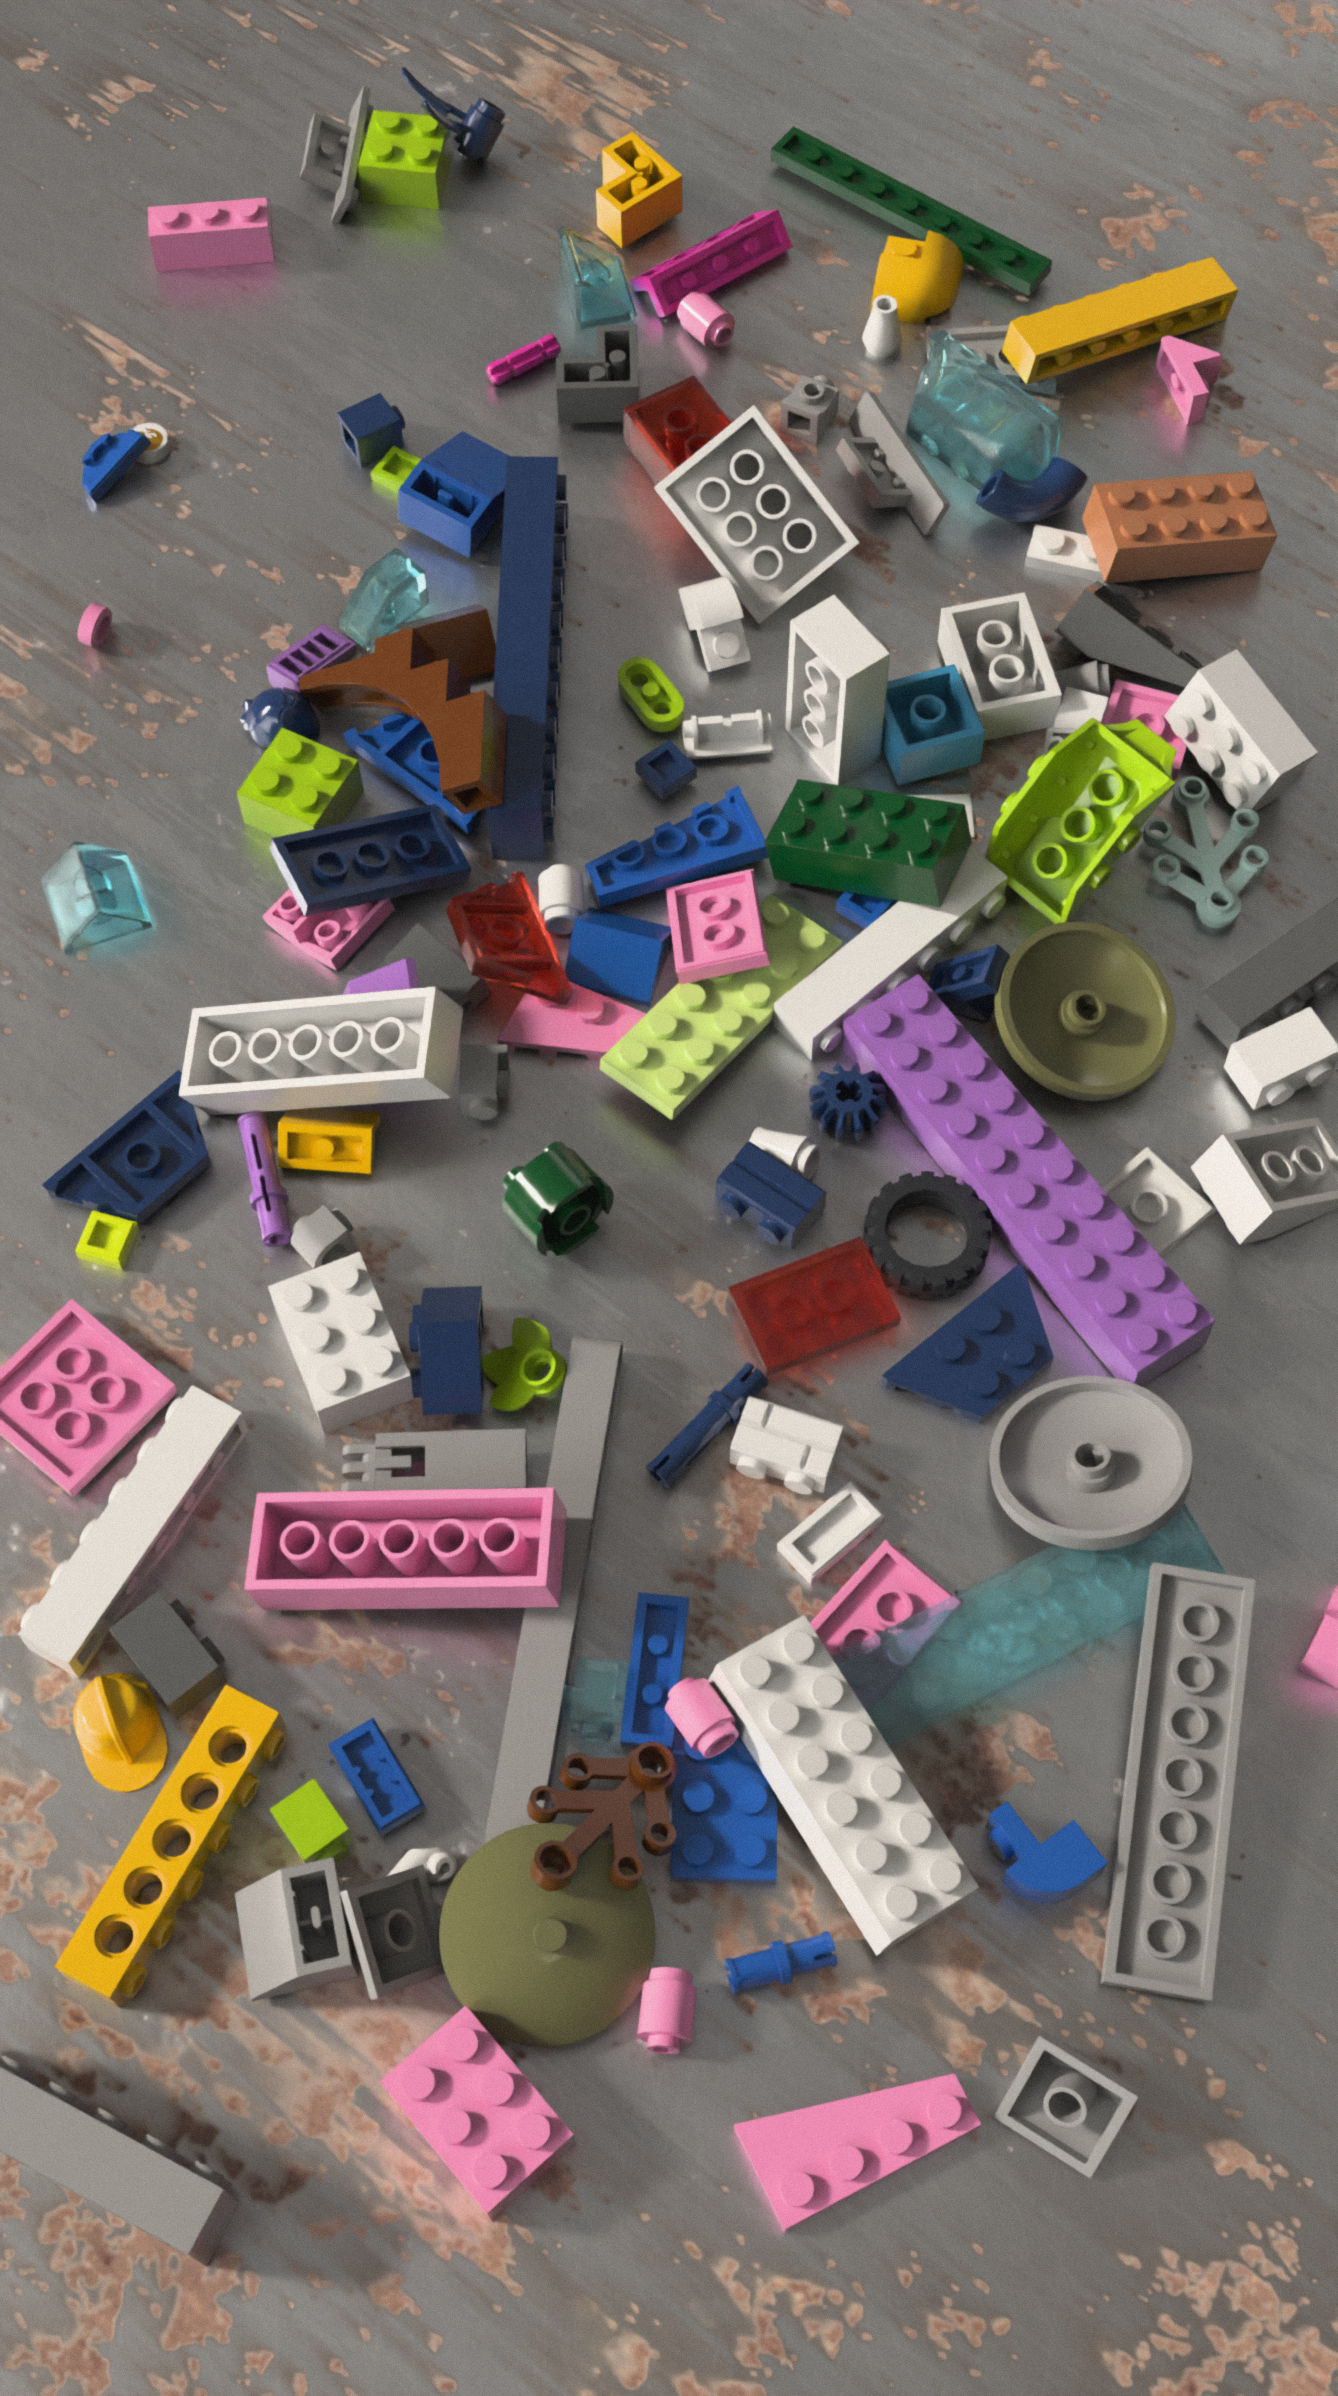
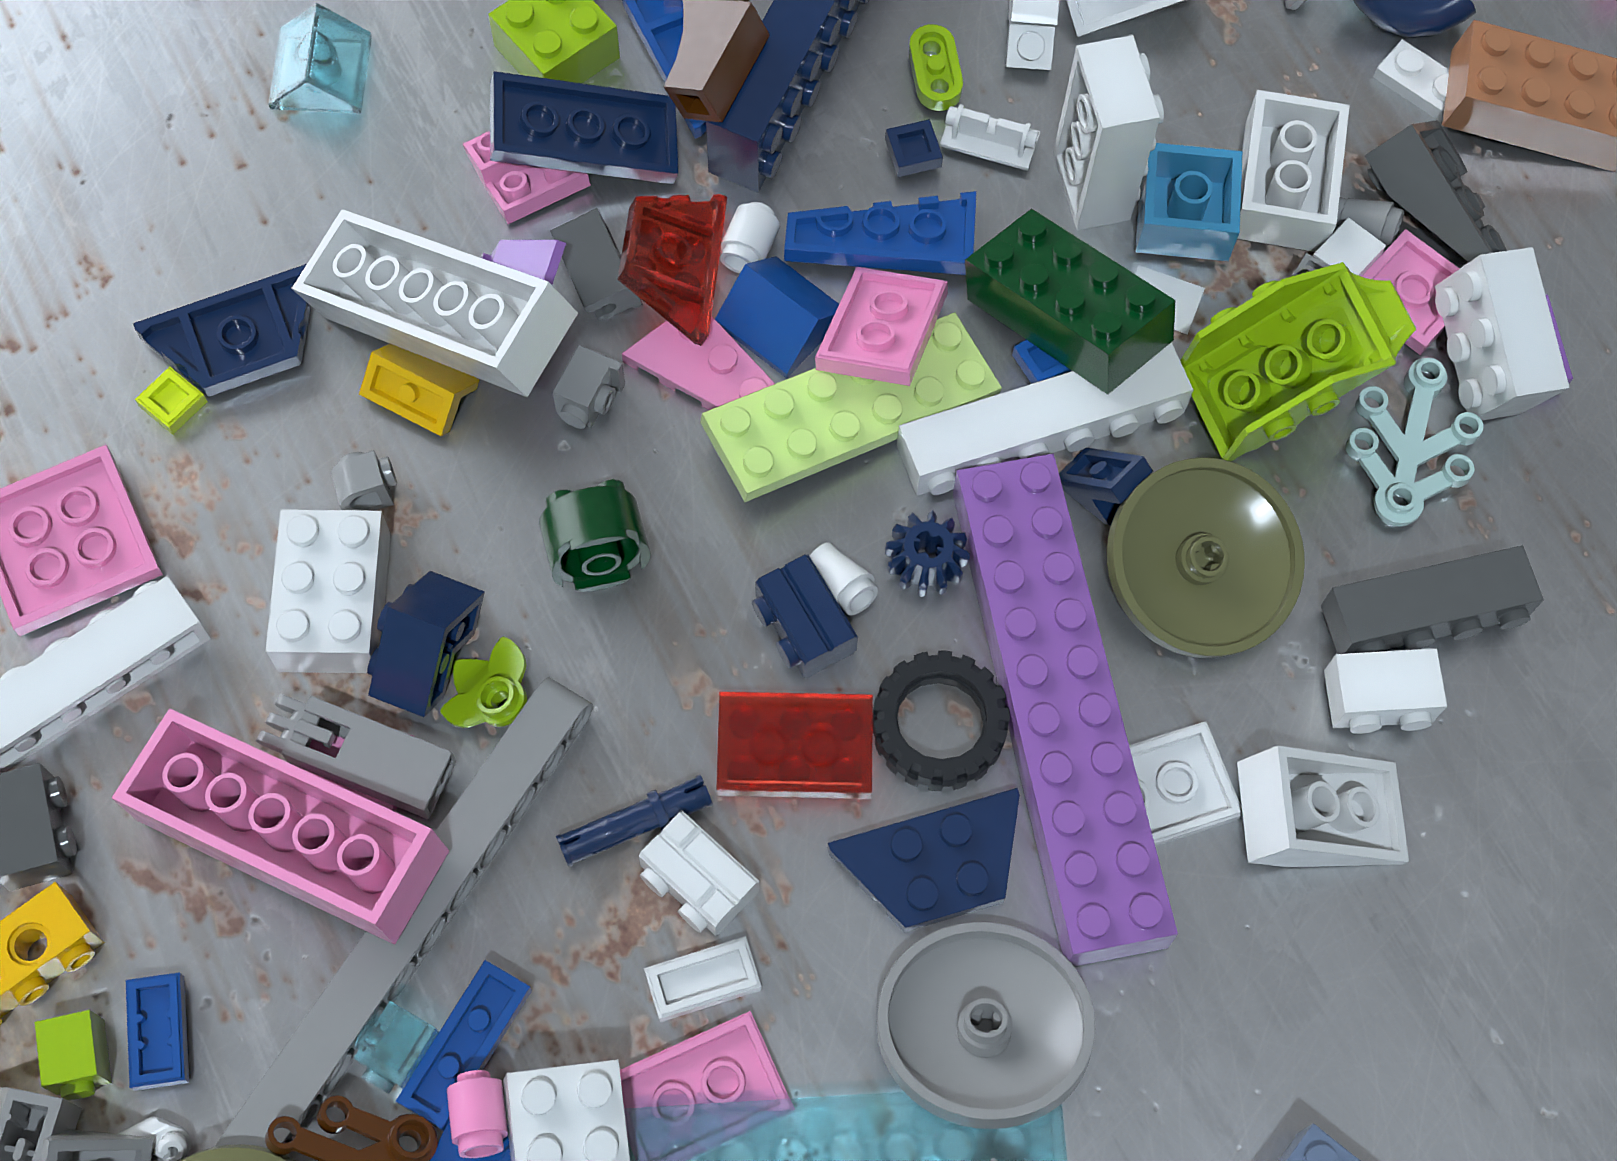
camera: 20 degrees right, 5 degrees up
(268, 1194) = (335, 417): medium lavender pin -> none

